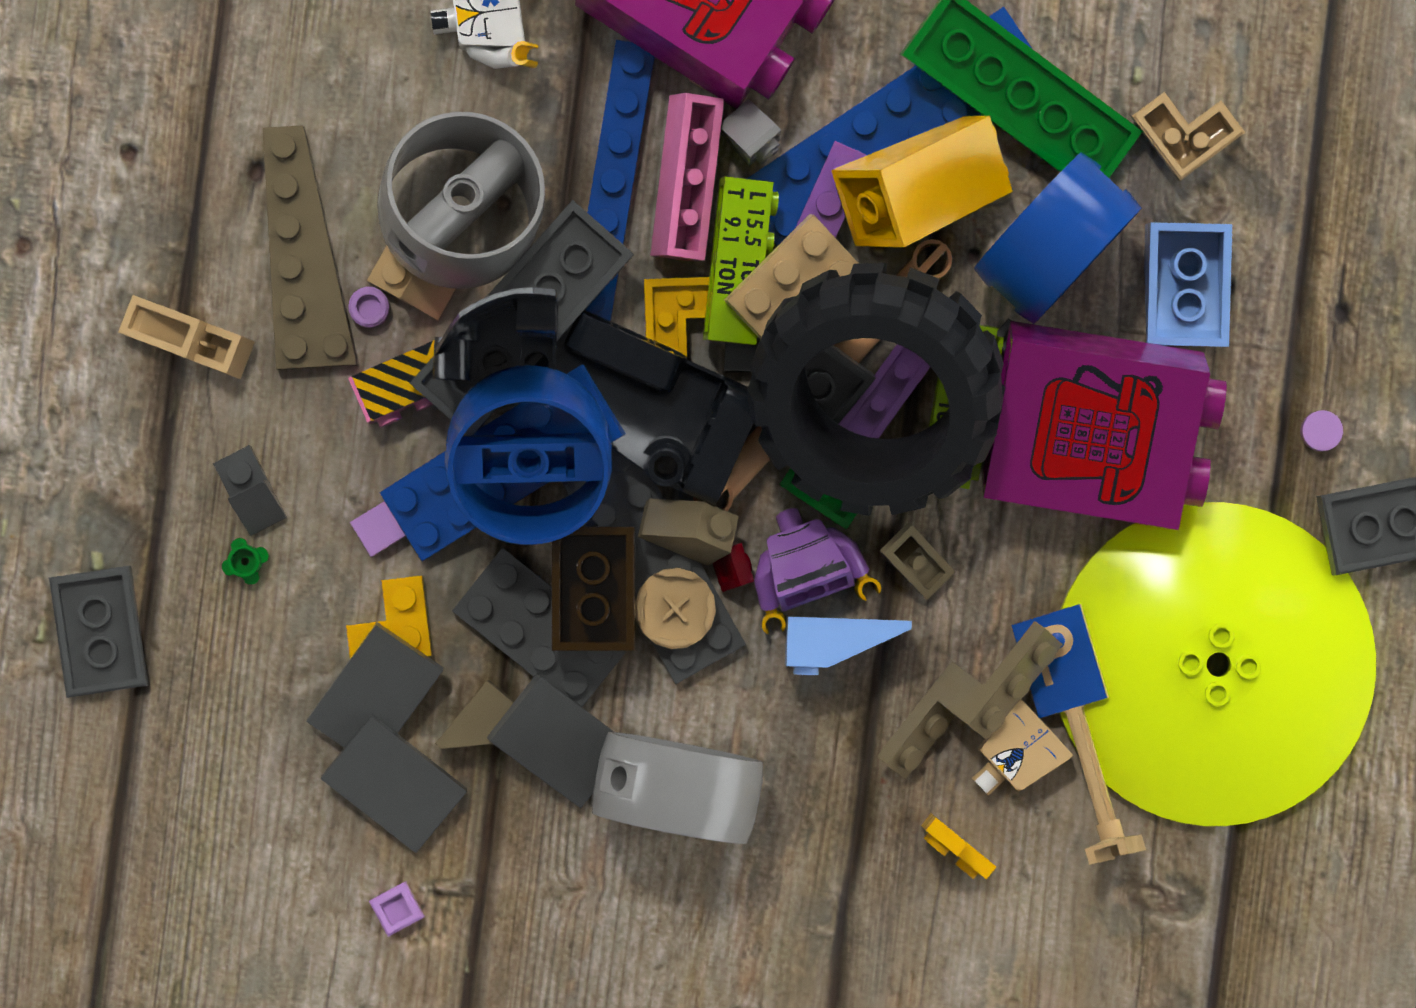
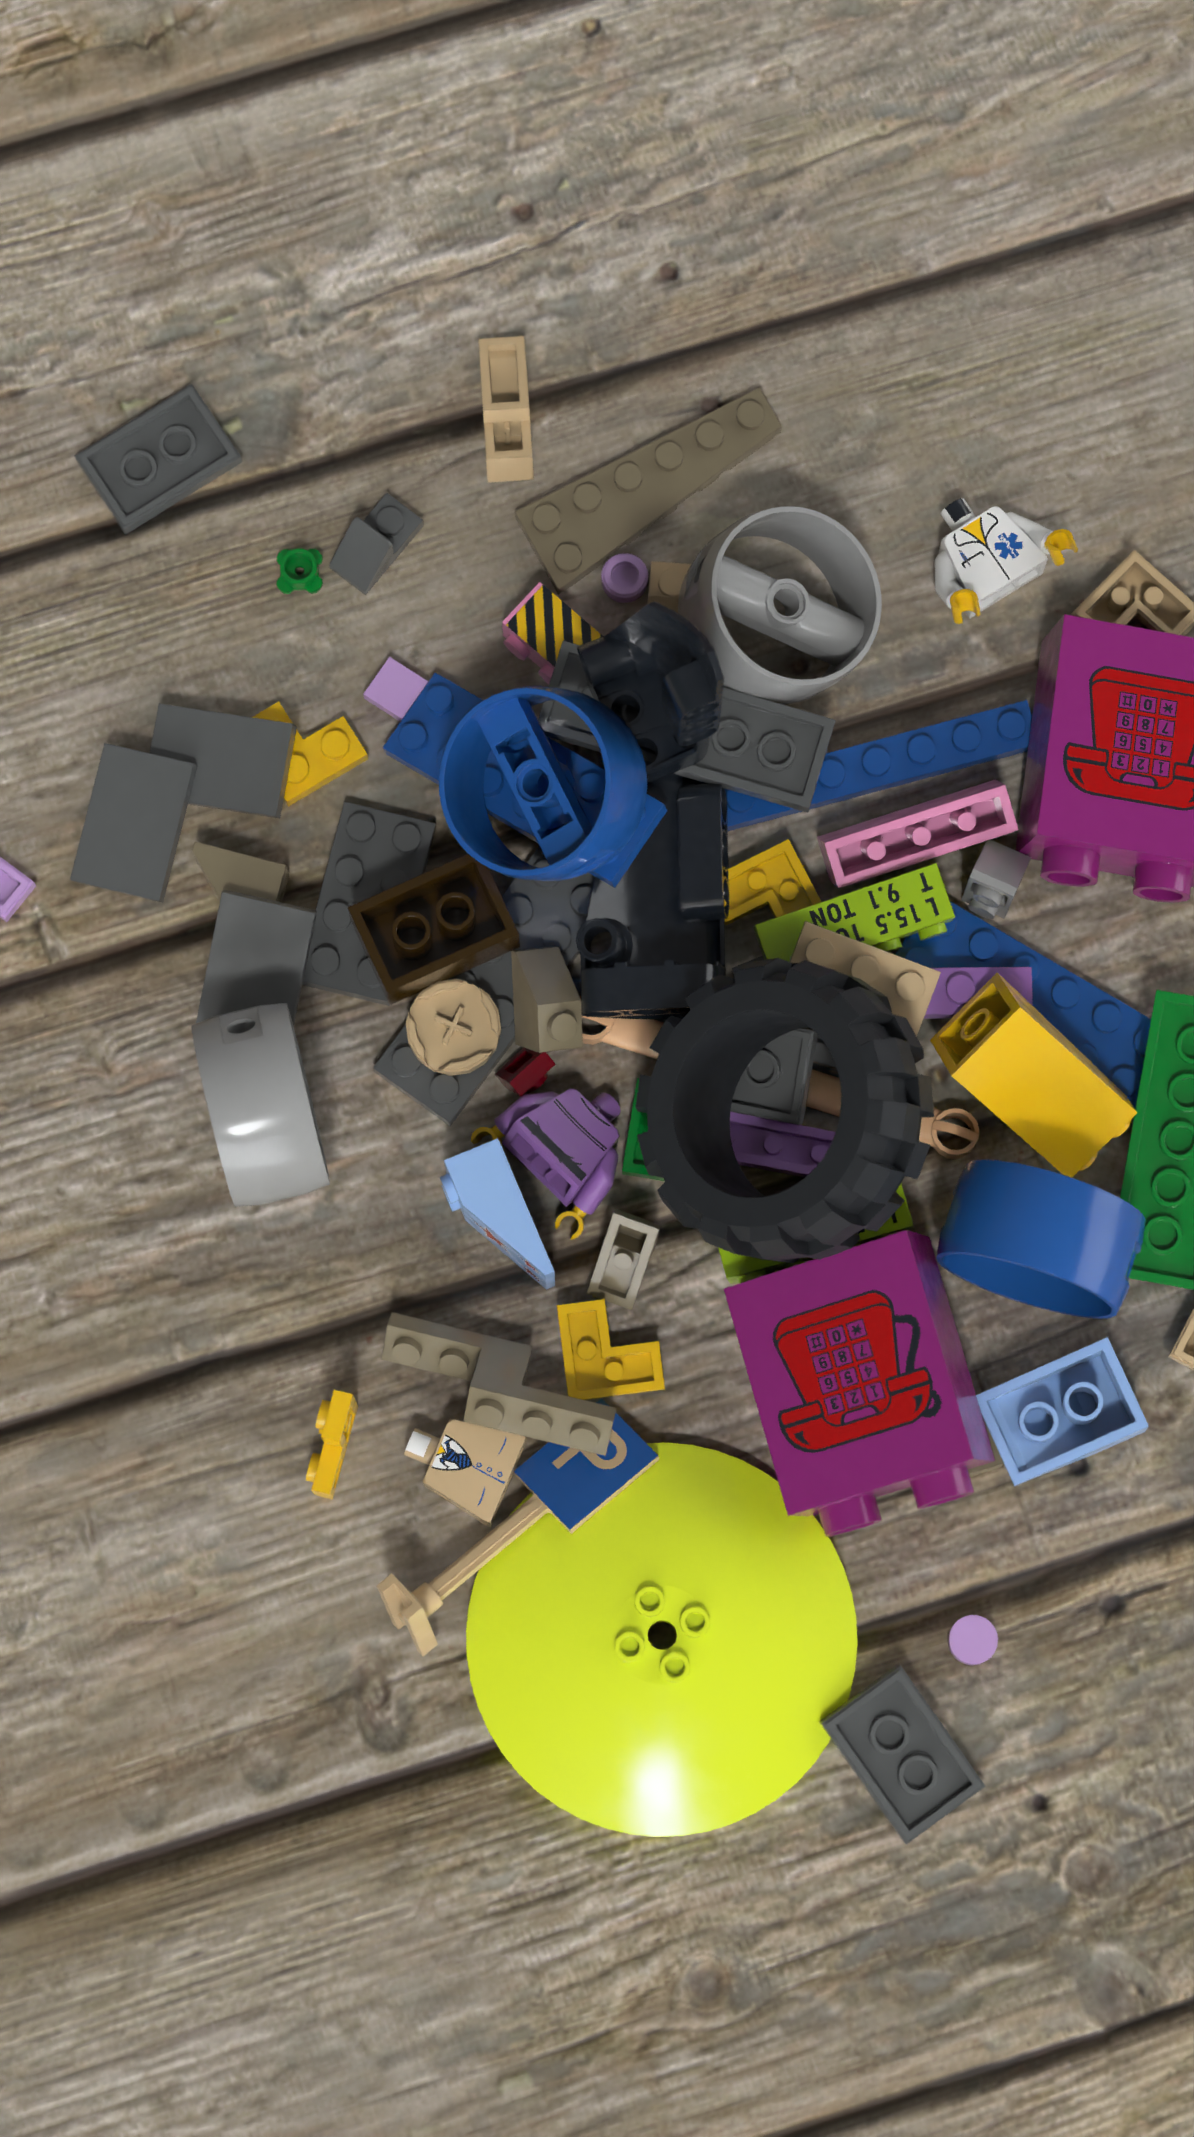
camera: 65 degrees right, 10 degrees down
(989, 618) = (594, 1366): none -> yellow plate

